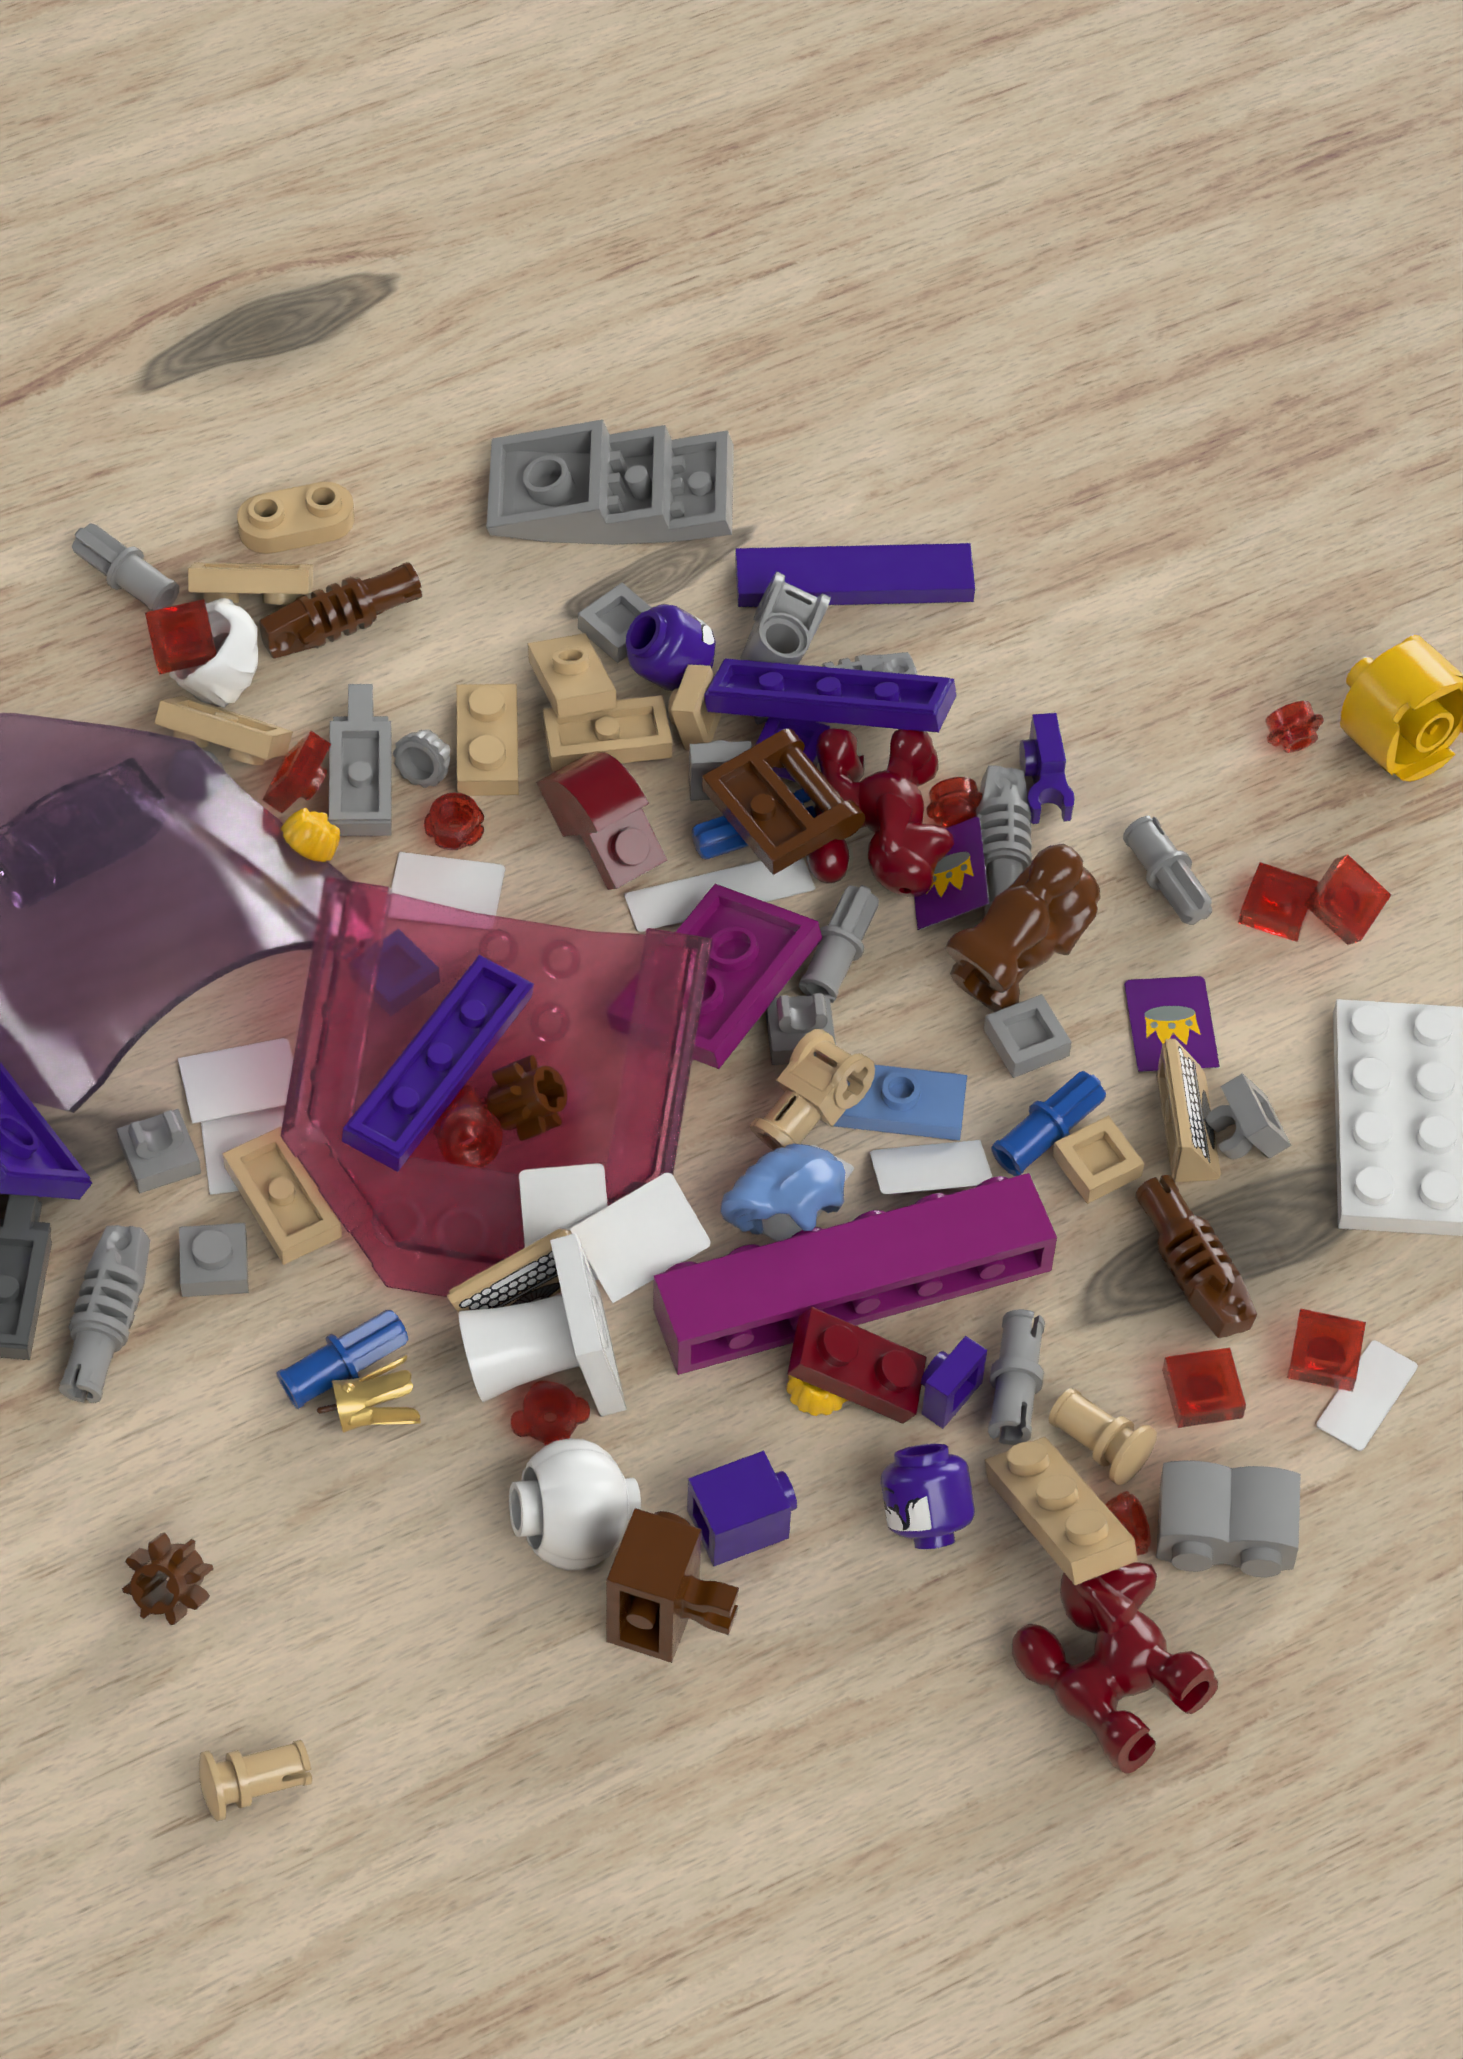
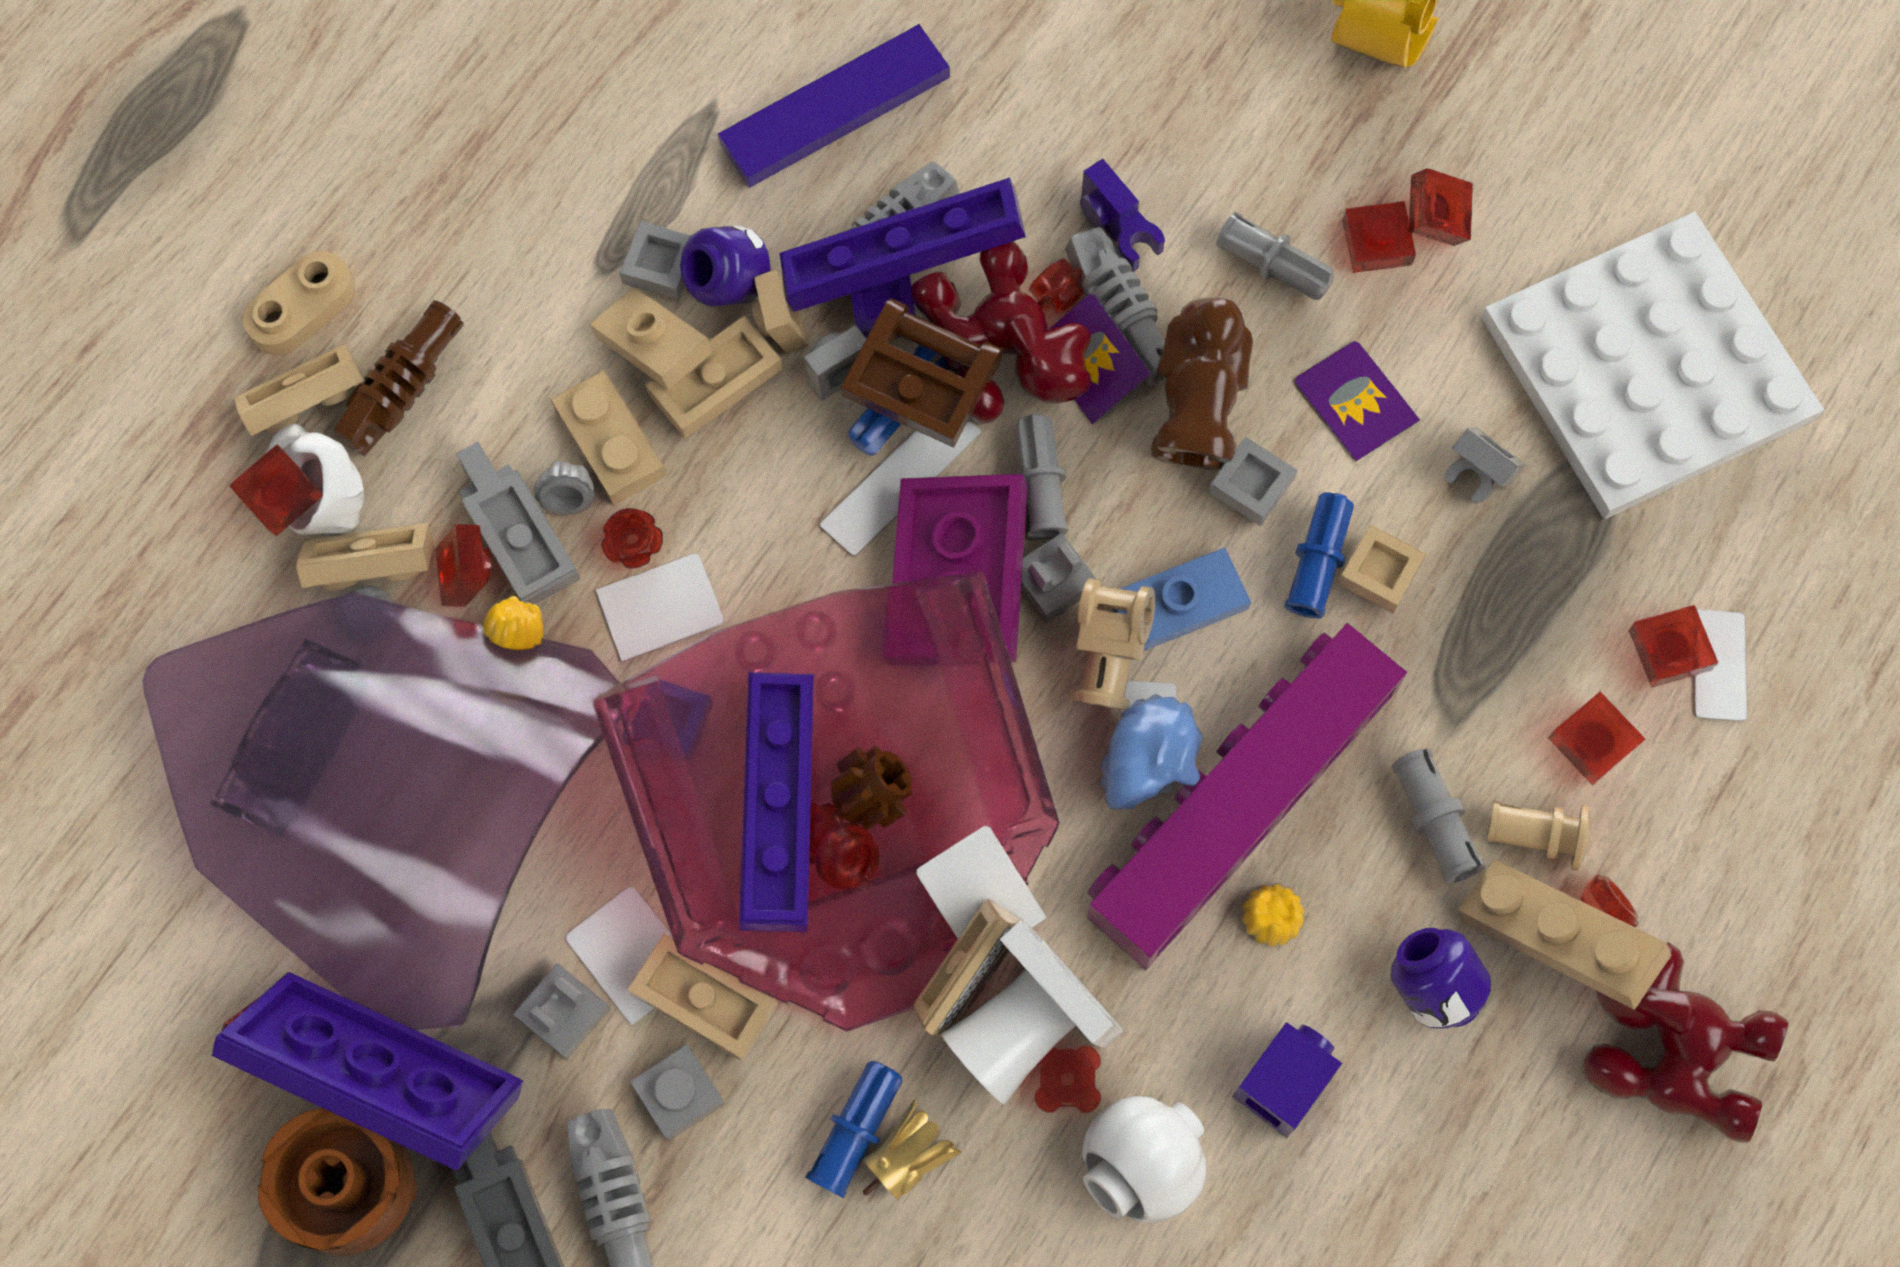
camera: 25 degrees left, 15 degrees up
(125, 567) = (172, 438): light grey axle -> none
(237, 1079) = (590, 897): white sticker -> none
(605, 807) = (764, 457): dark red brick -> none
(610, 487) = (567, 127): light grey slope -> none
(641, 1236) = (1053, 870): white sticker -> none
(659, 1587) = (1277, 1207): reddish brown brick -> none
(784, 623) = (809, 188): light grey piece -> none
(857, 1365) = (1305, 885): dark red plate -> none
(930, 1167) = (1246, 652): white sticker -> none
(952, 1380) = (1390, 852): dark purple plate -> none
(1184, 1110) = (1424, 486): tan slope -> none
(1197, 1259) = (1520, 620): reddish brown hinge -> none
(1228, 1517) = (1691, 852): light grey brick -> none
(1293, 726) = (1296, 62): clear red plate -> none

